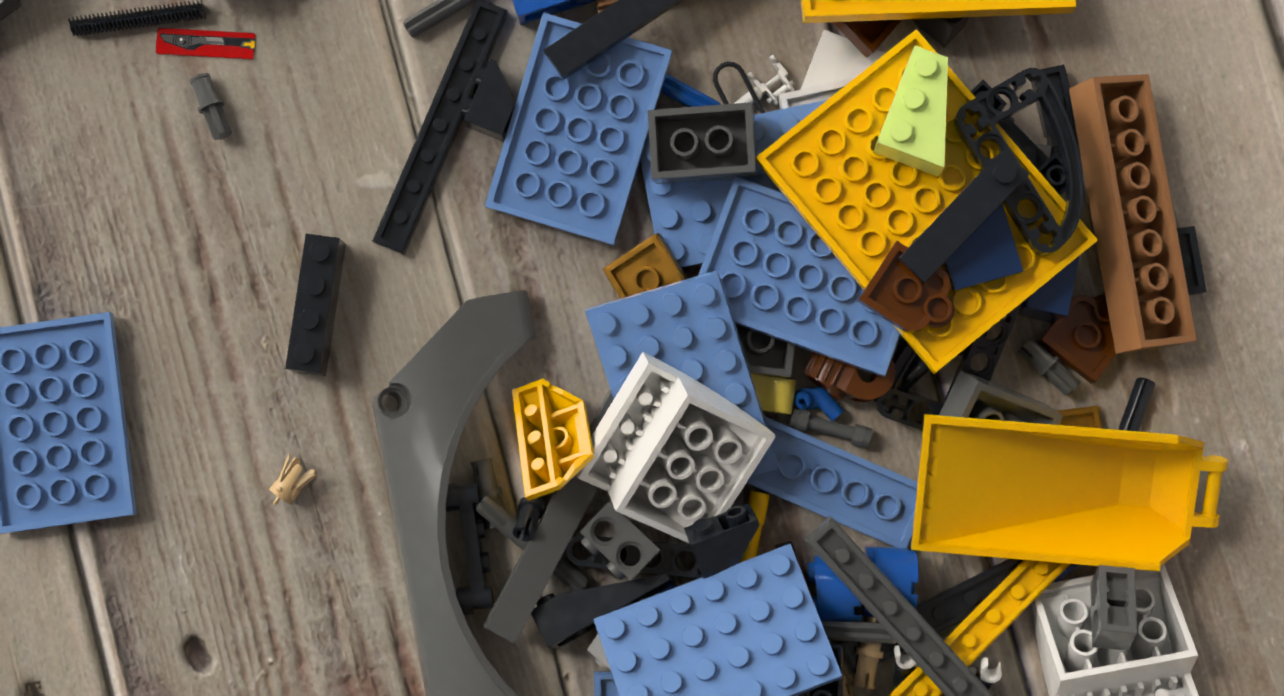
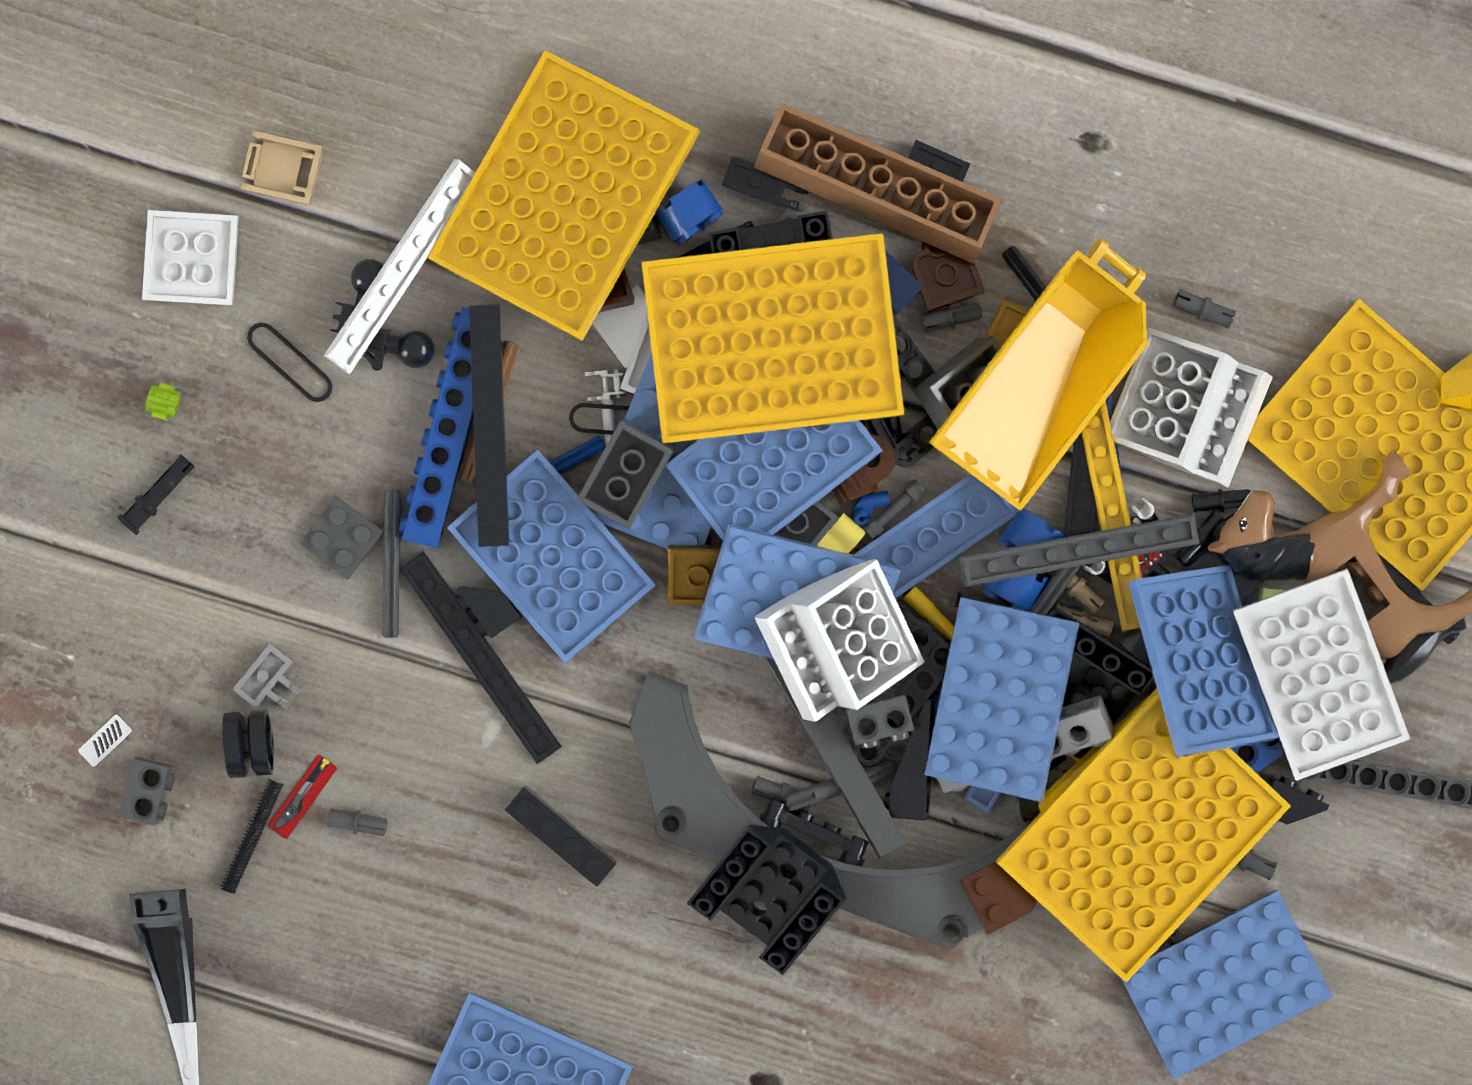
camera: 50 degrees left, 5 degrees up
(285, 486) = (681, 934): tan piece -> none
(389, 571) = (794, 902): none -> black slope
(528, 517) = (814, 768): black pin -> none
(551, 436) = (771, 722): yellow wedge -> none
(722, 539) = (925, 644): black slope -> none
(904, 298) = (834, 397): reddish brown plate -> none
(917, 116) = (708, 308): yellowish green wedge -> none
(964, 216) = (805, 326): black slope -> none
(985, 255) = (833, 325): dark blue tile -> none
(987, 52) = (689, 210): none -> blue brick
(1066, 140) = (782, 263): black beam -> none
(1113, 607) = (1154, 392): dark grey brick -> none
(1216, 606) = (1204, 308): none -> dark grey pin

